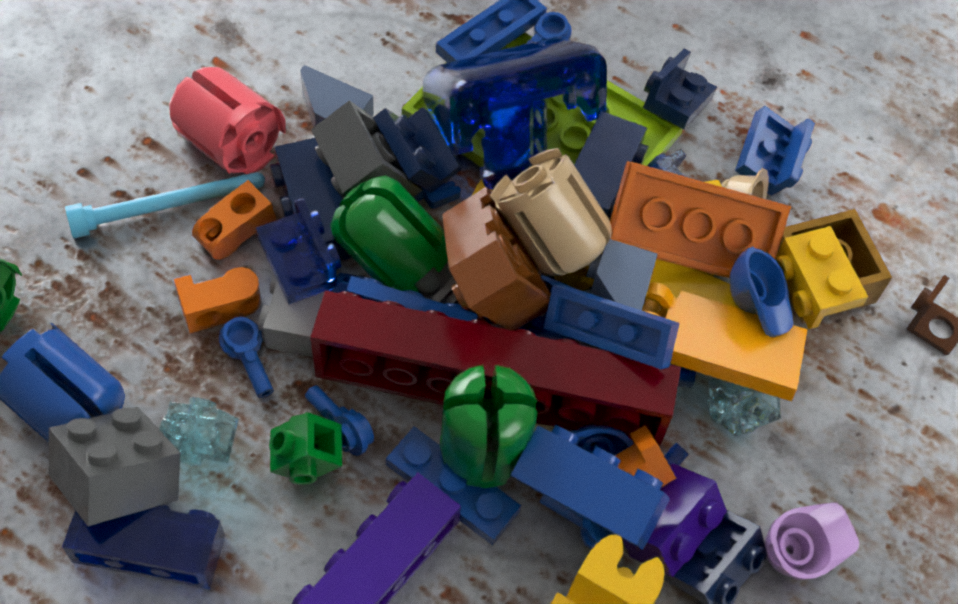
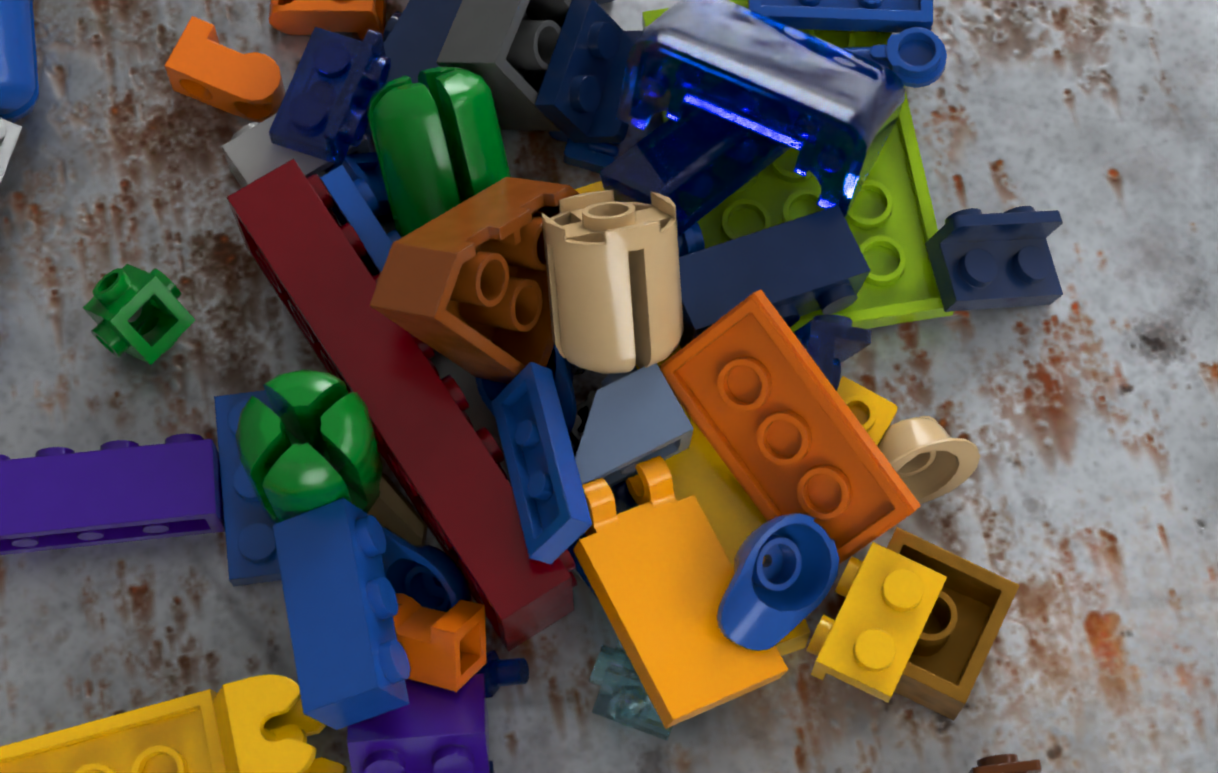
camera: 50 degrees right, 10 degrees up
(199, 431) = (57, 204): clear light blue brick -> none
(242, 341) = (201, 145): blue plate -> none
(355, 427) = (209, 336): blue plate -> none
(775, 147) = (1036, 431): blue bracket -> none

